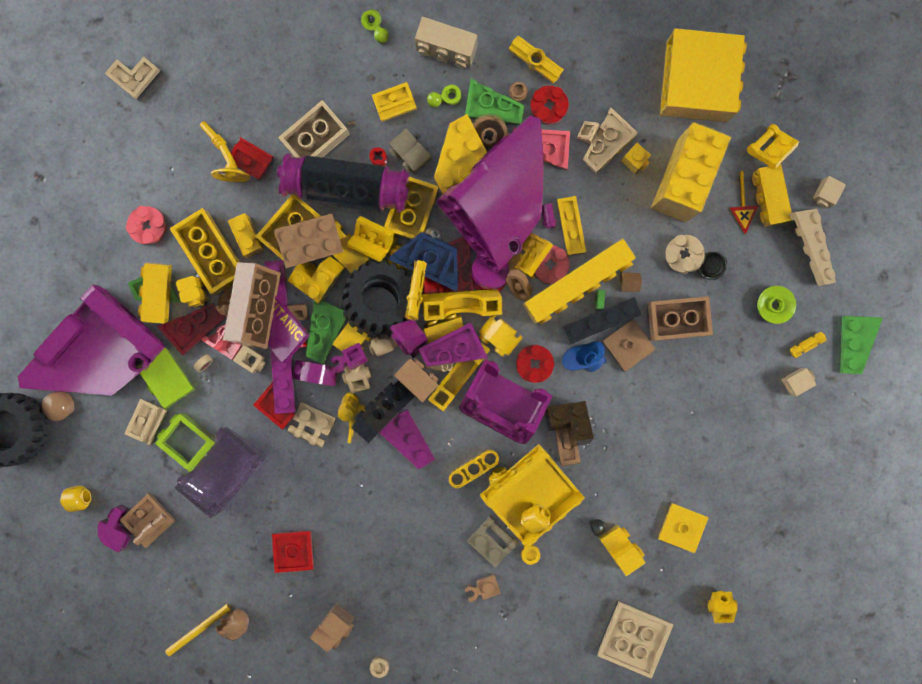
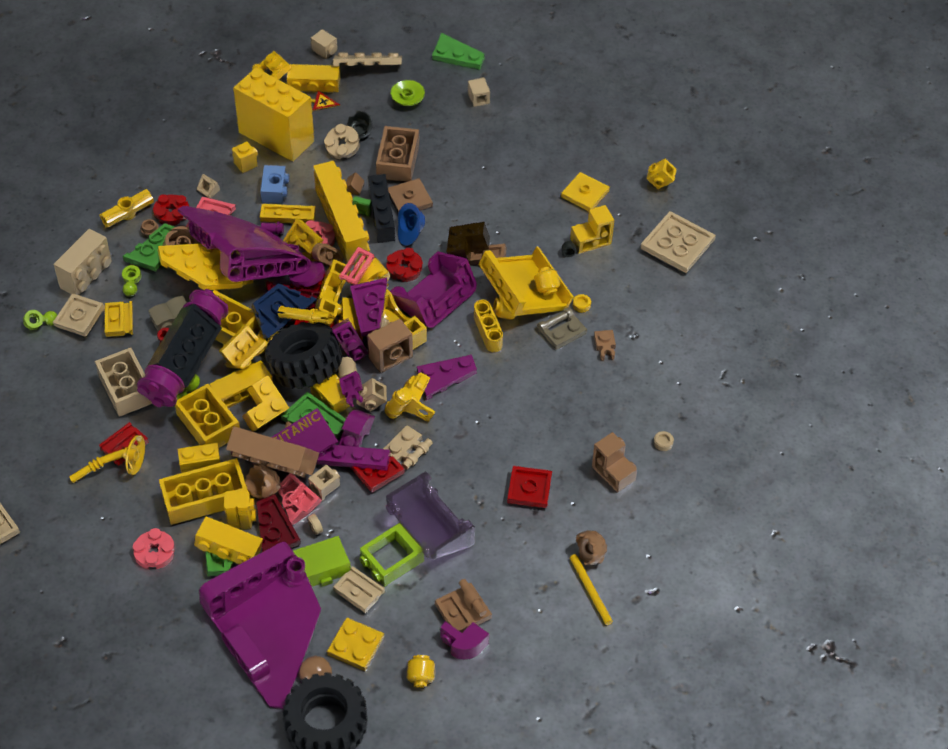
camera: 80 degrees left, 35 degrees down
(94, 433) = (355, 644): none -> yellow plate
(308, 240) = (226, 391): medium nougat brick -> none
(383, 411) = (410, 365): black brick -> none
(386, 62) = (79, 315): none -> tan plate
(510, 327) = (349, 279): none -> coral tile
(609, 141) = (223, 172): tan wing -> none
(615, 193) = (274, 184): none -> medium blue brick
(703, 75) = (191, 98): yellow brick -> none
(808, 344) = (449, 82): yellow axle -> none

